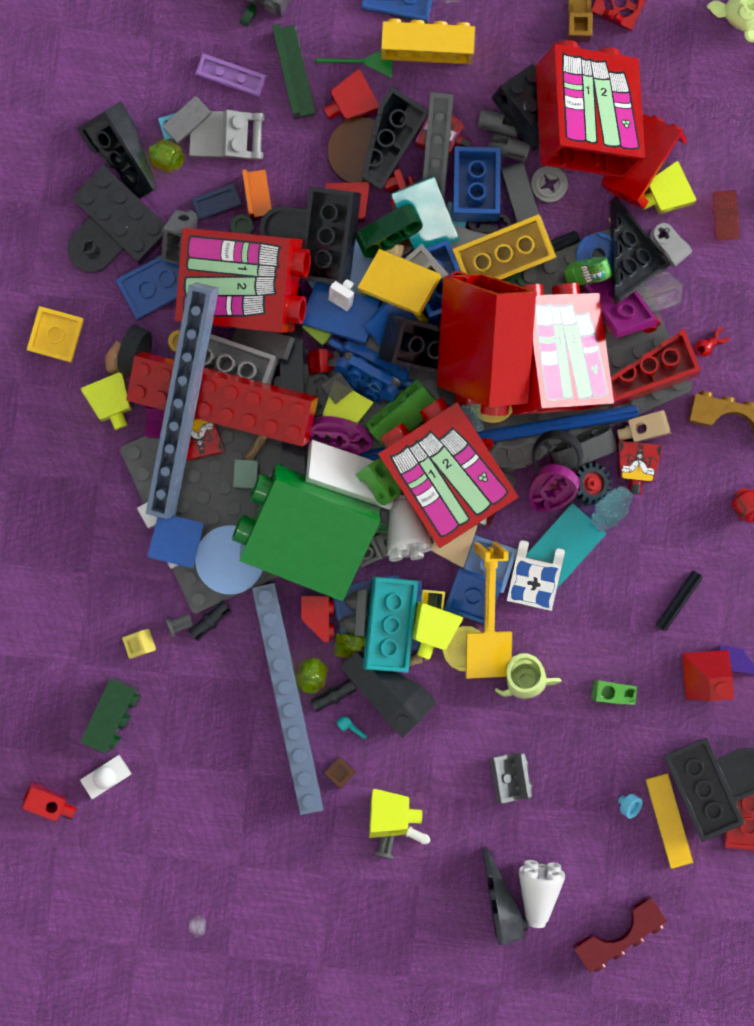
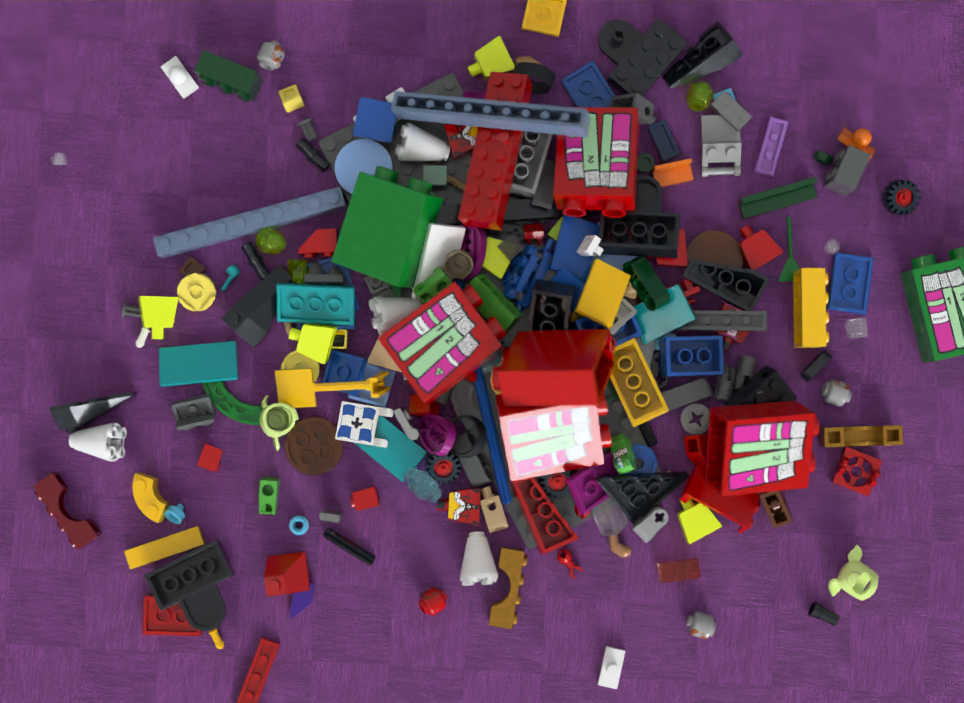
camera: 90 degrees right, 0 degrees up
(39, 796) = (154, 28): red torso -> none
(87, 664) = (271, 55): none -> light grey head
(208, 490) = (420, 145): none -> white cone
(354, 12) = (831, 246): none -> clear plate
(355, 450) = (458, 264): none -> dark tan hair
(367, 768) = (196, 292): none -> light yellow tile
(453, 769) = (198, 363): none -> teal tile
(494, 40) = (816, 365): none -> black beam
(501, 738) = (230, 406): none -> green tile
(519, 508) = (419, 408): none -> red panel
(527, 18) = (836, 392): none -> light grey head
(532, 526) = (404, 419): none -> light grey plate
(558, 637) = (313, 446): none -> reddish brown tile
(566, 759) = (210, 458): none -> red panel
(584, 184) = (696, 447): none -> red slope
(609, 836) = (148, 497): none -> yellow brick
(619, 351) = (556, 484): none -> wheel
(623, 578) = (365, 498): none -> red brick
(642, 618) = (331, 516): none -> flat silver tile
(657, 656) = (292, 525): none -> medium azure plate
(660, 96) = (776, 508): none -> reddish brown brick
(697, 284) = (618, 548): none -> medium nougat arm
(704, 449) = (478, 561): none -> white cone

